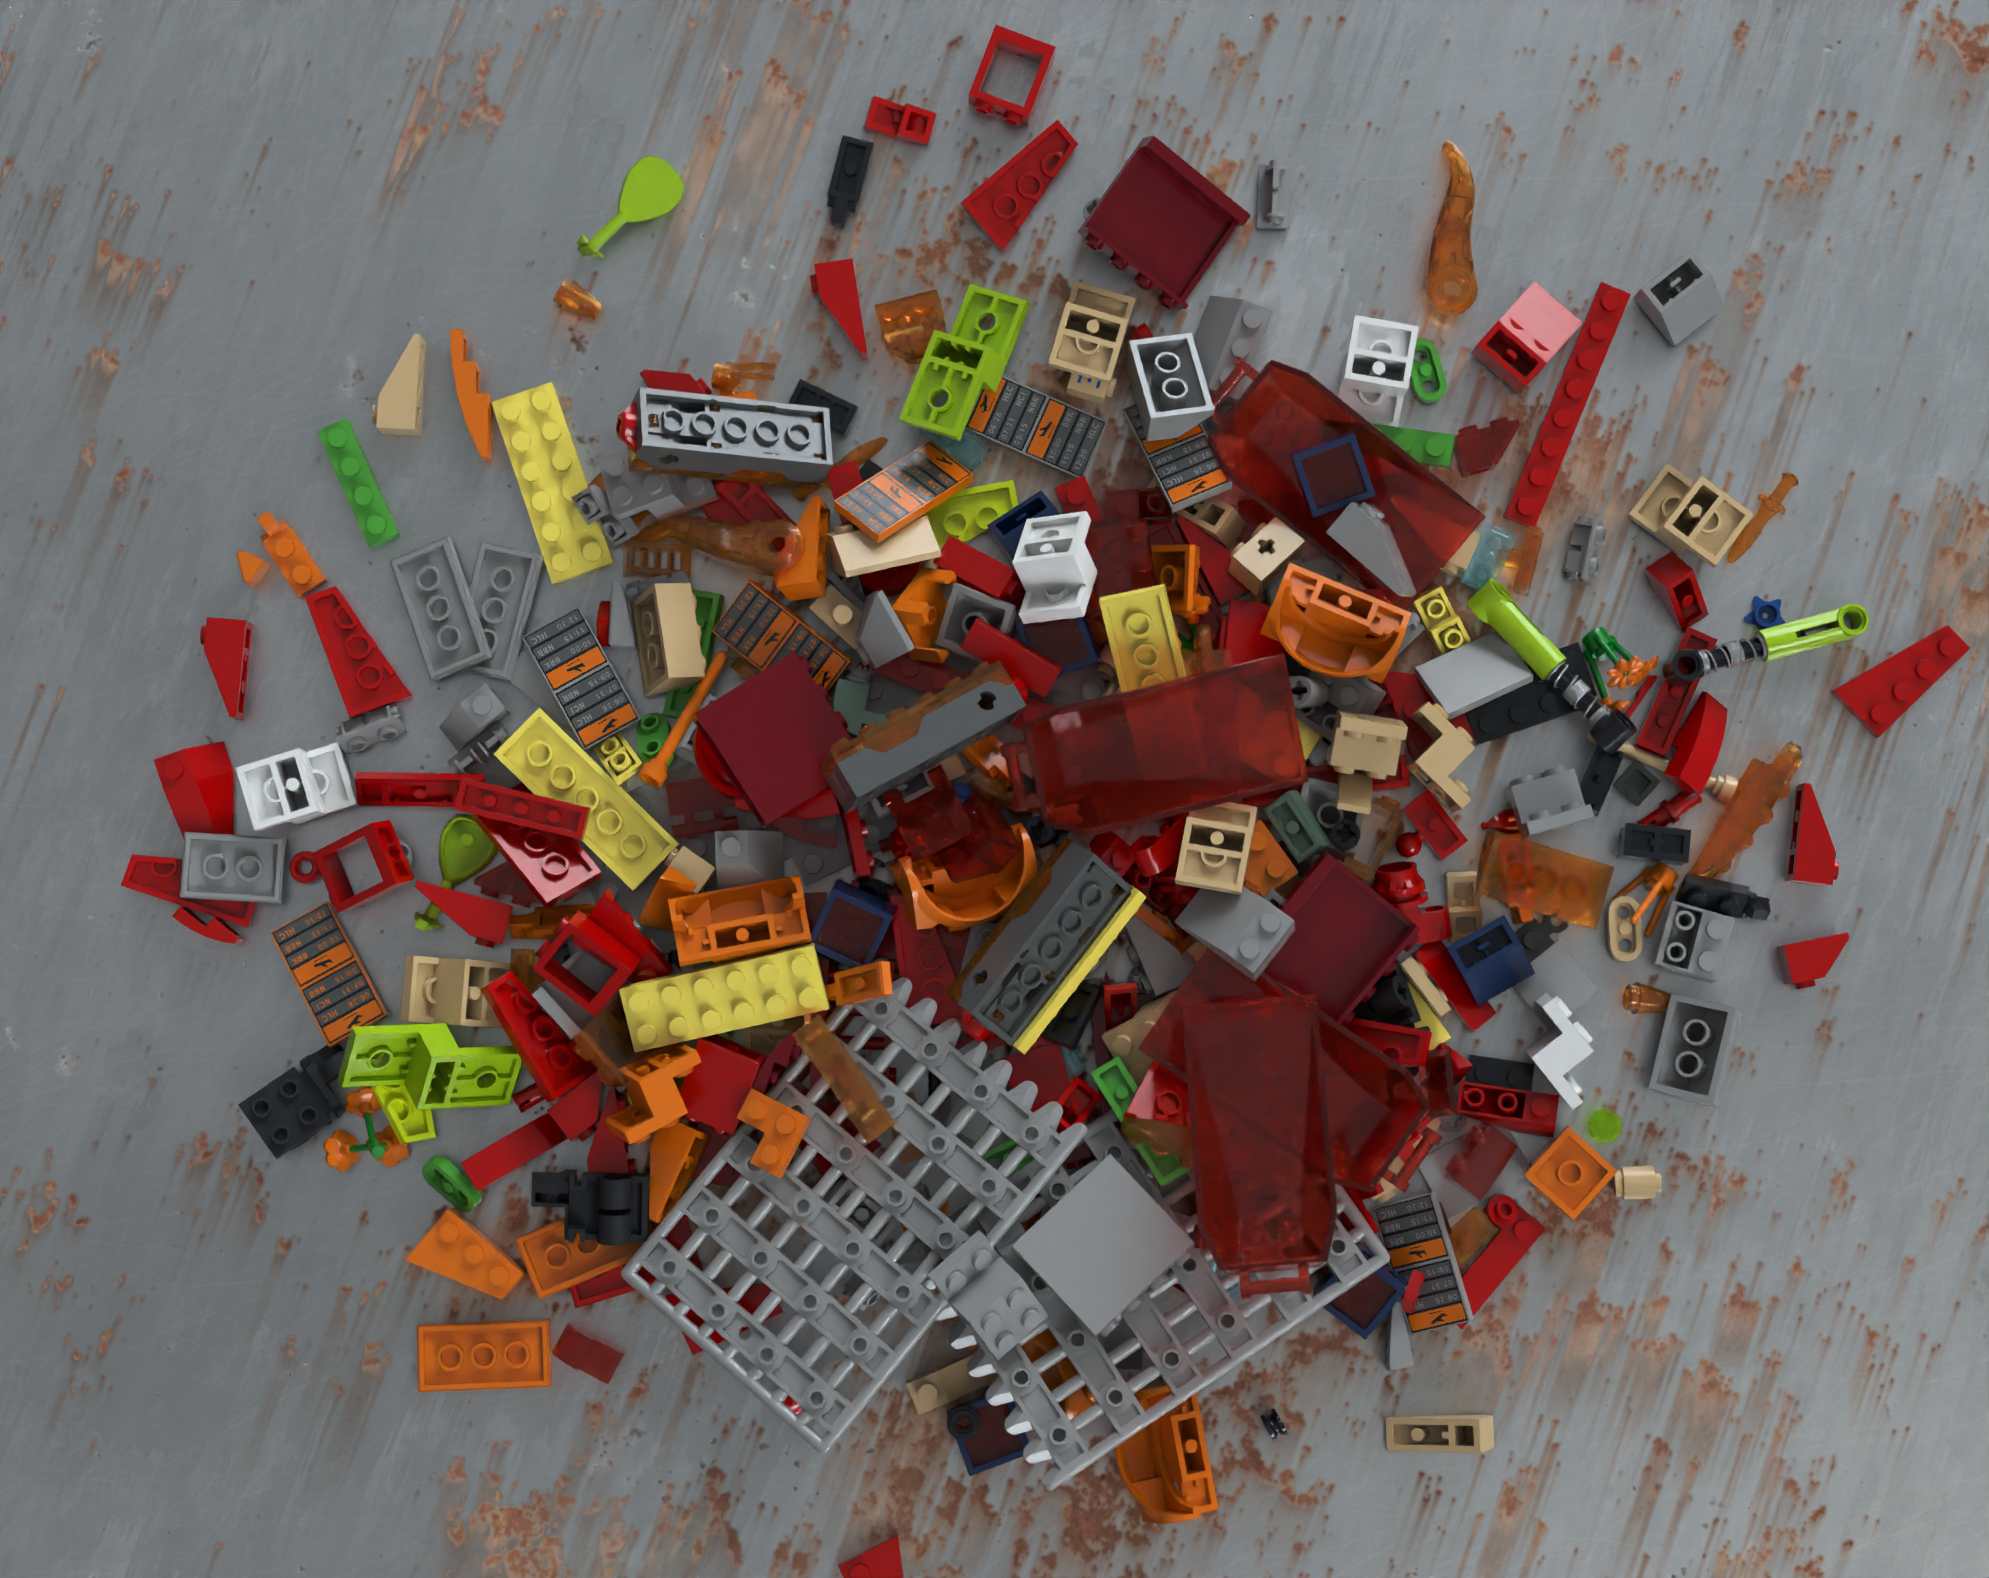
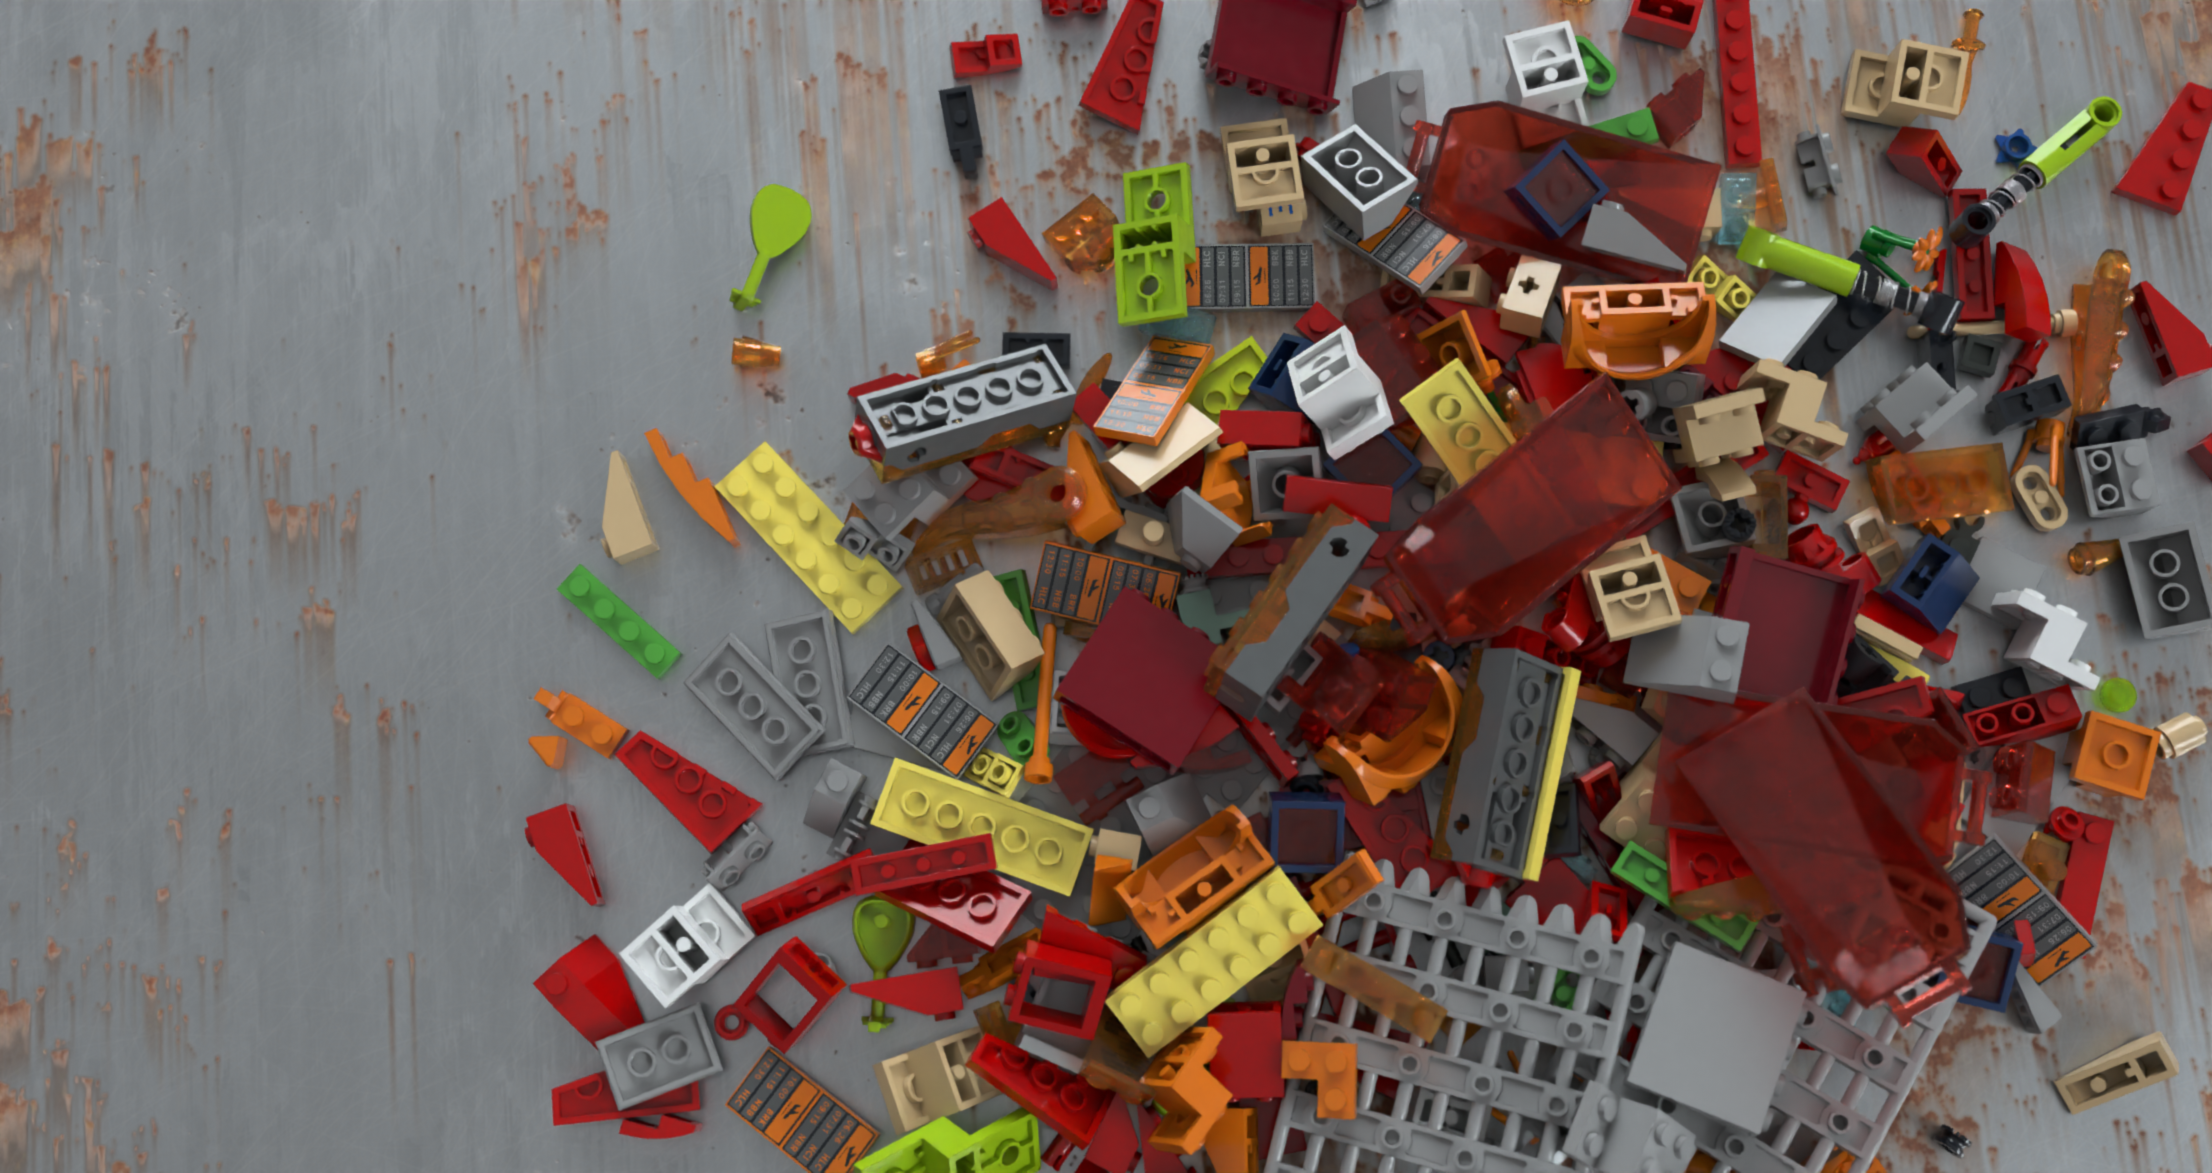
camera: 15 degrees left, 5 degrees down
(1297, 826) = (1687, 538): sand green slope -> none

